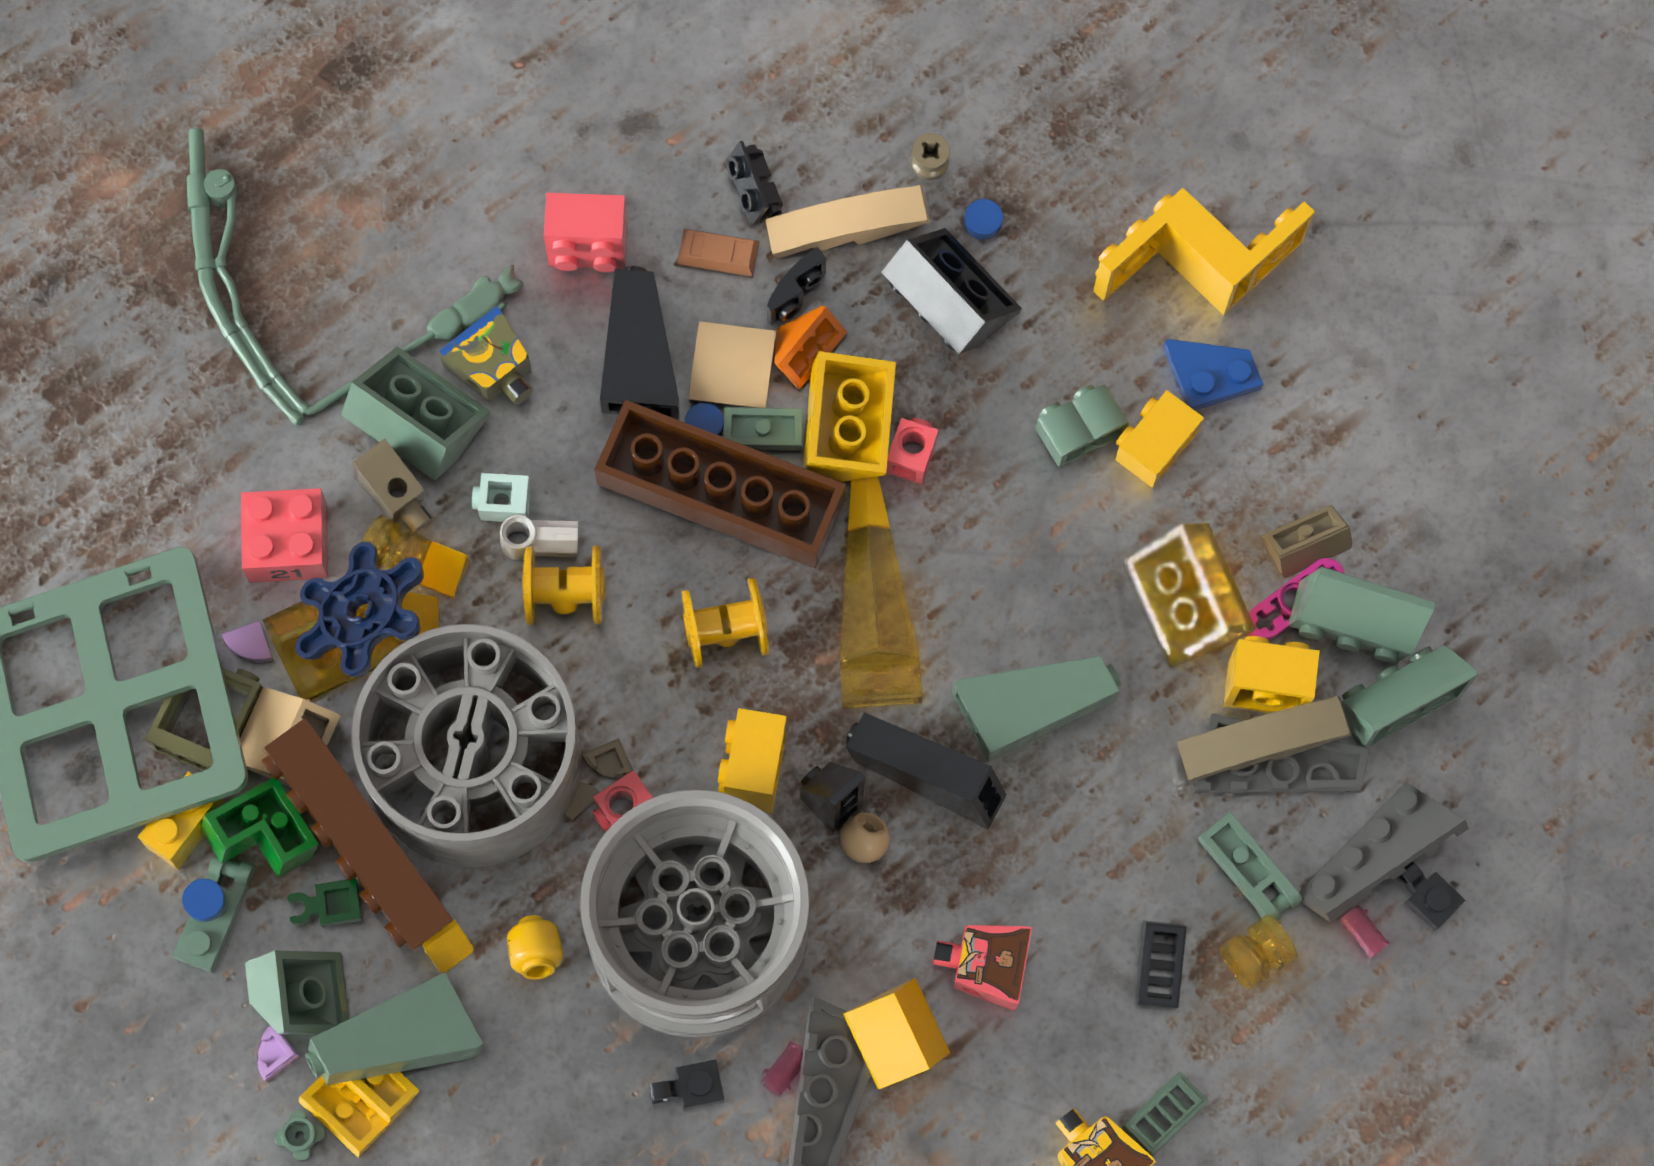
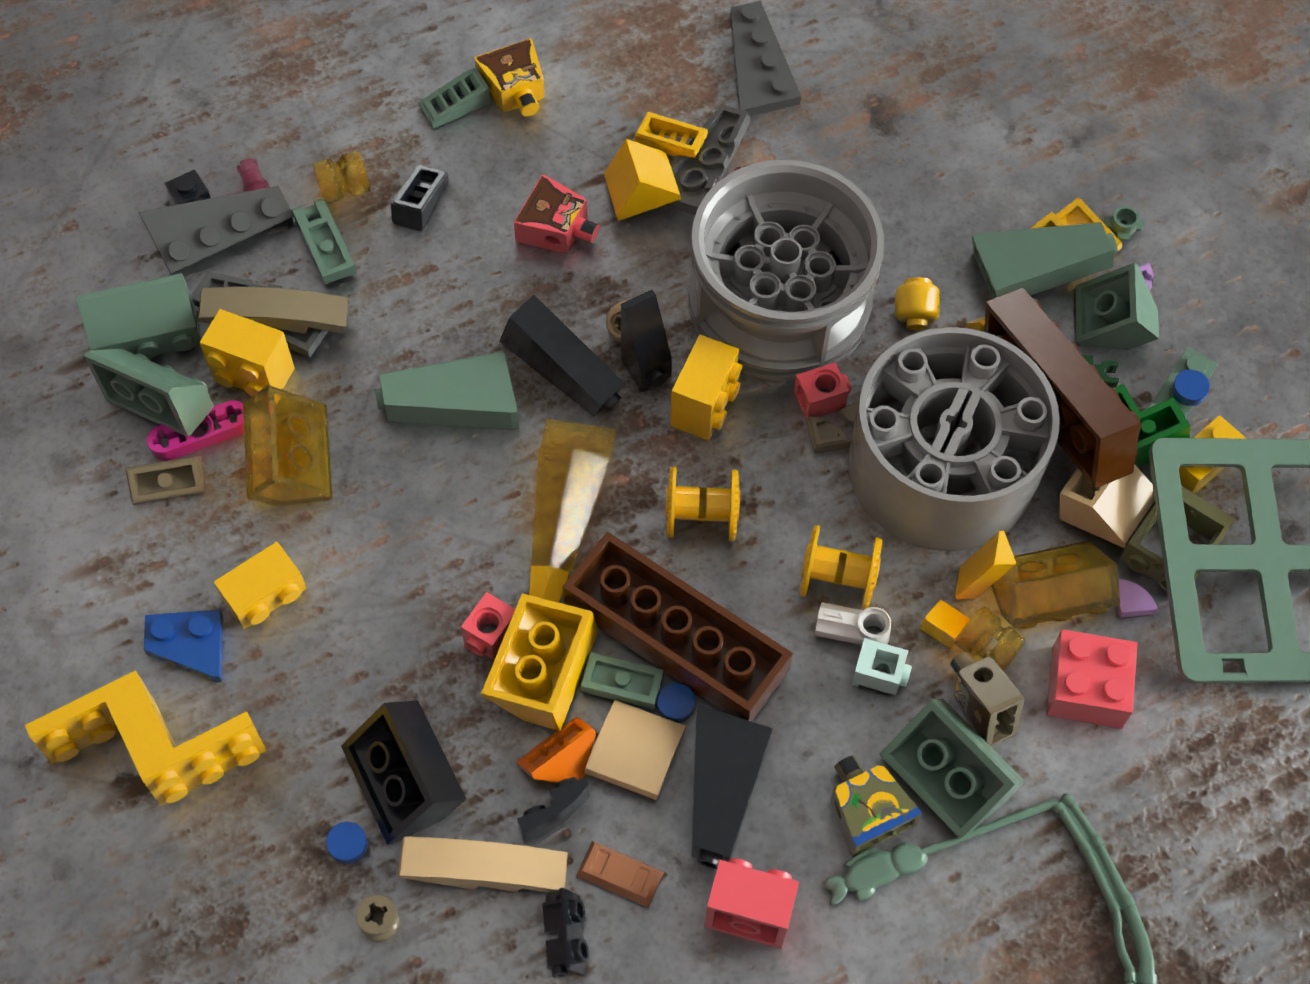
camera: 165 degrees left, 10 degrees down
(340, 600) = (1057, 548): dark blue plate -> none
(913, 1117) = (656, 127): none -> yellow slope
(1081, 425) = (326, 614): sand green brick -> none

